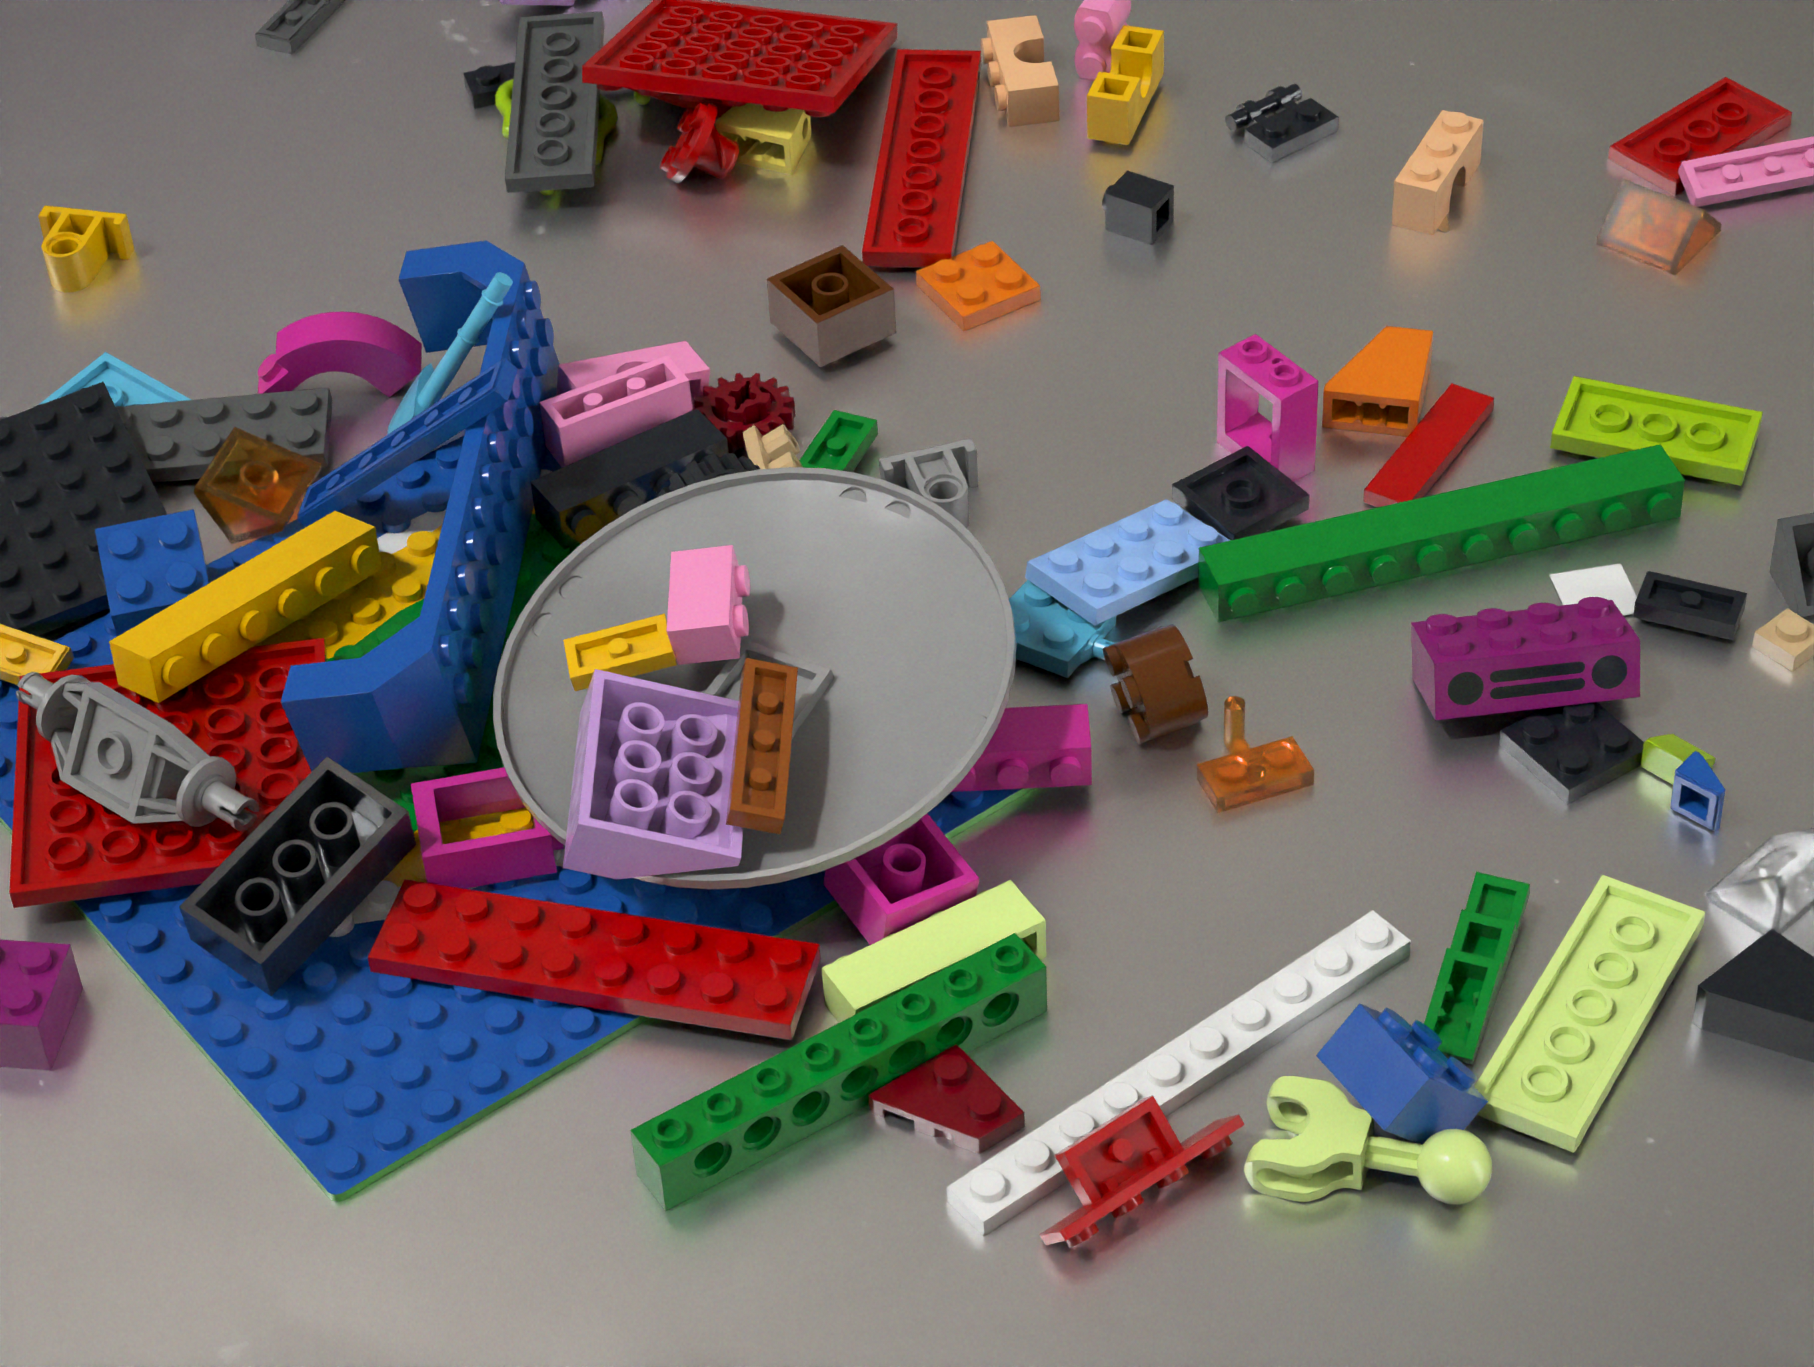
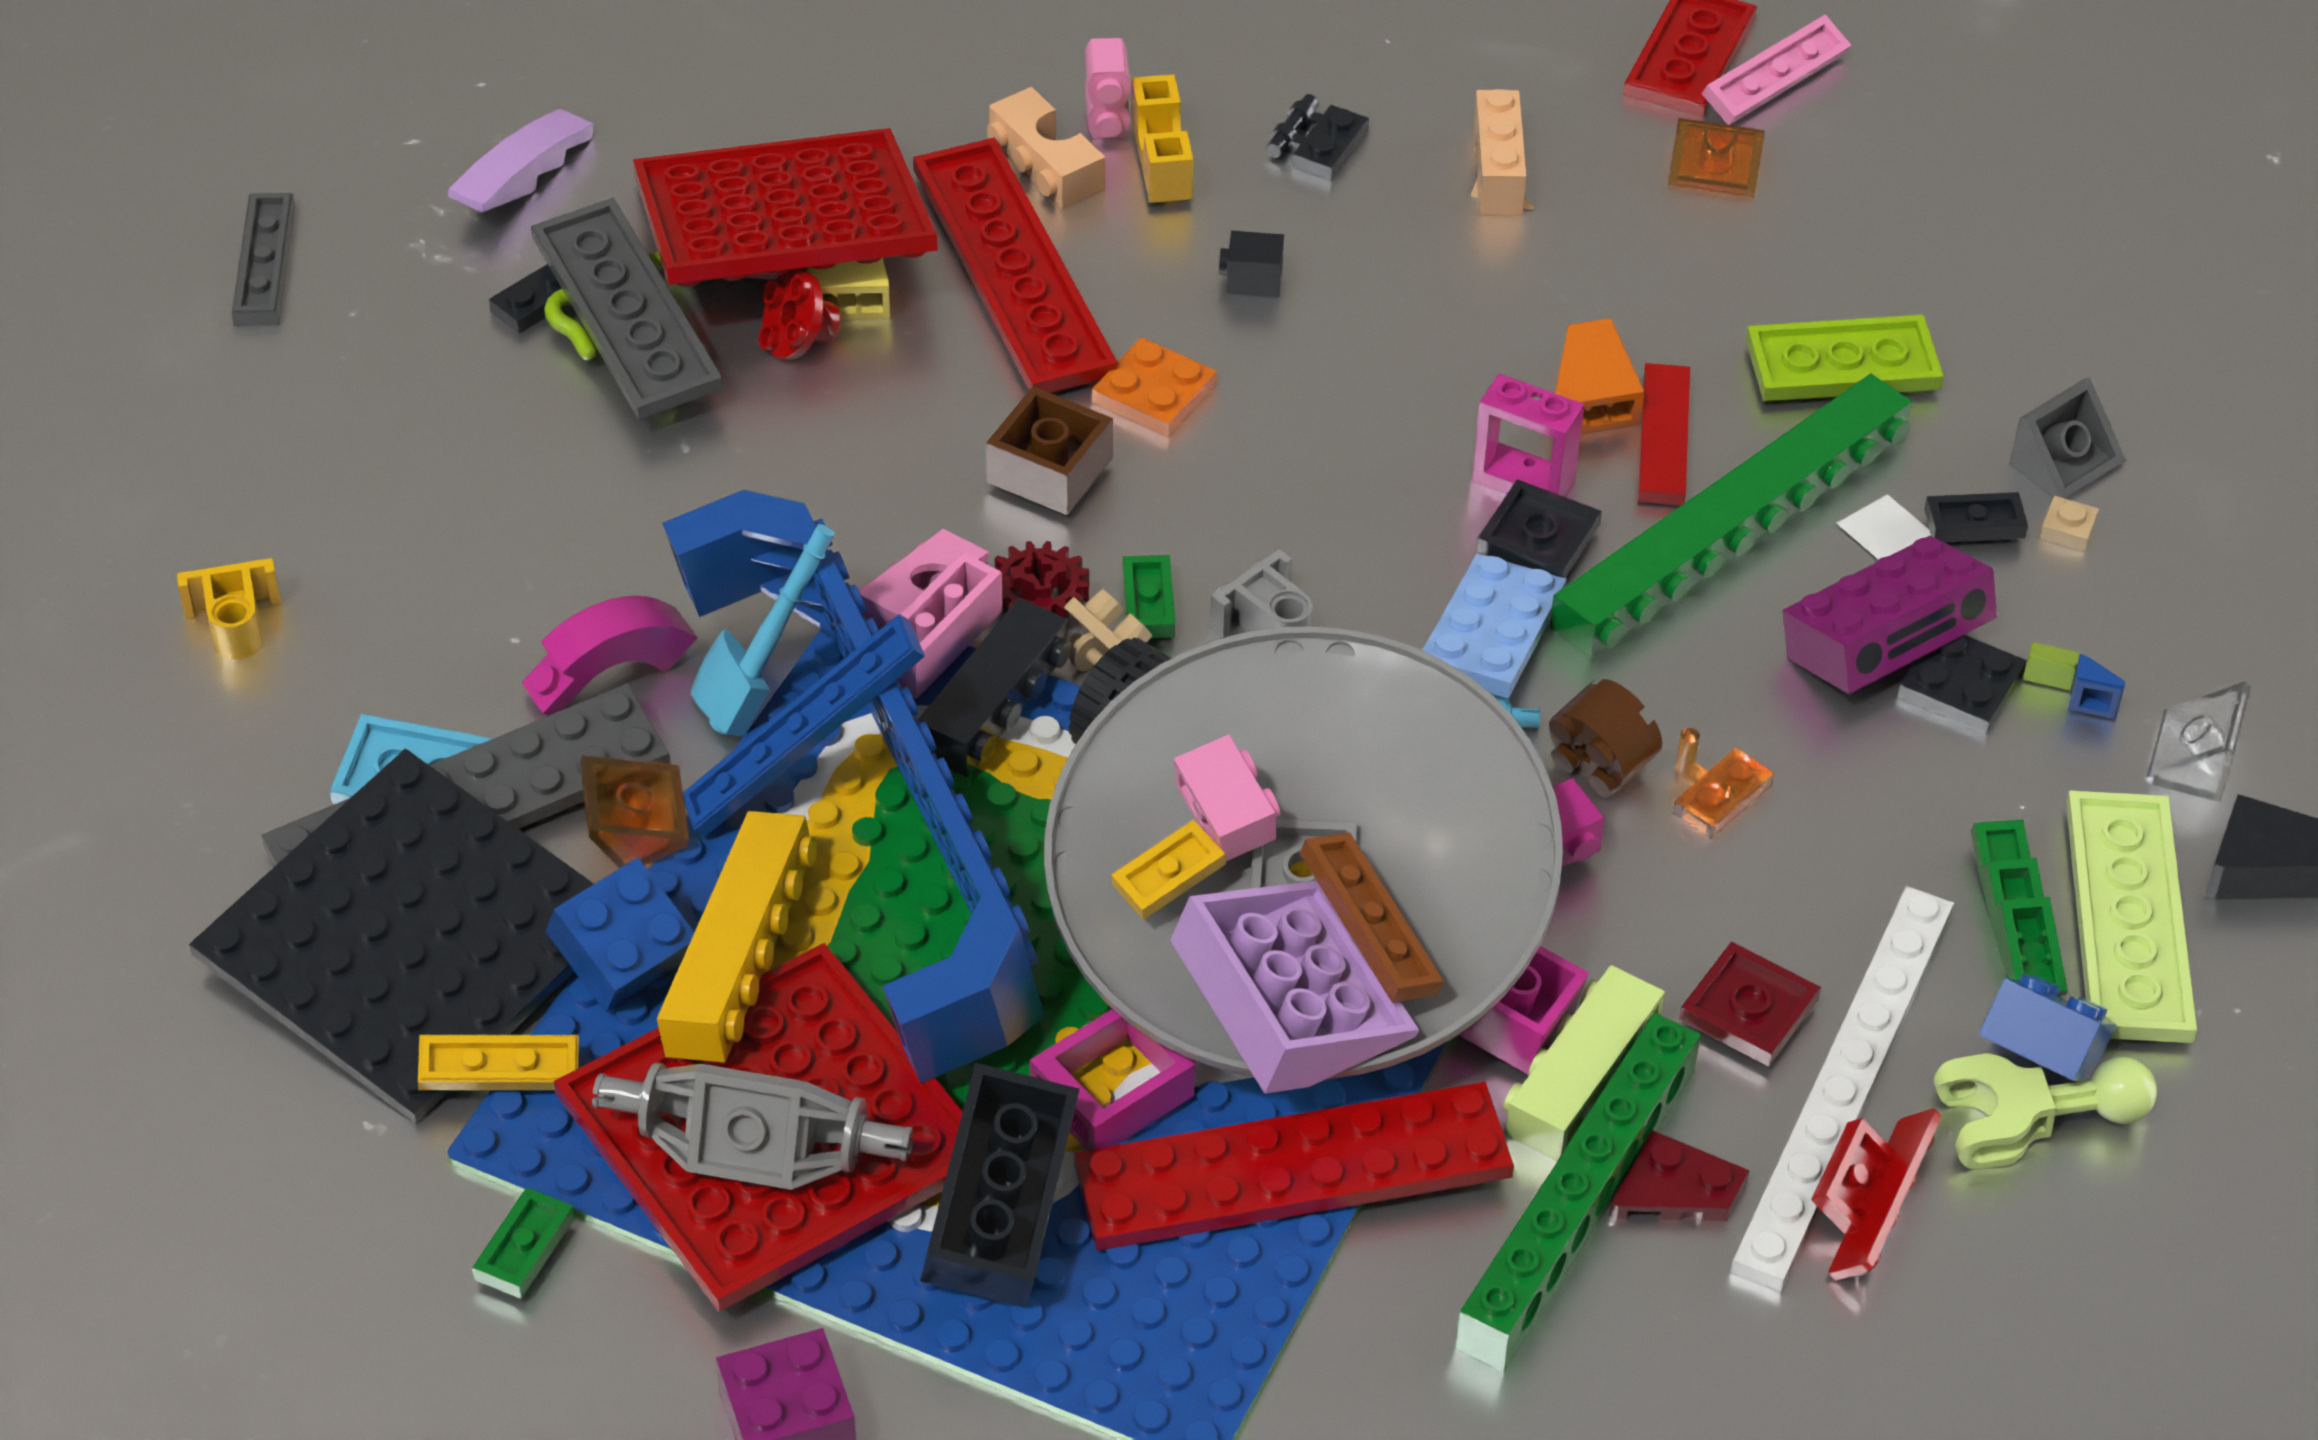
camera: 30 degrees left, 5 degrees up
(1136, 964) = (1749, 1003): none -> dark red plate

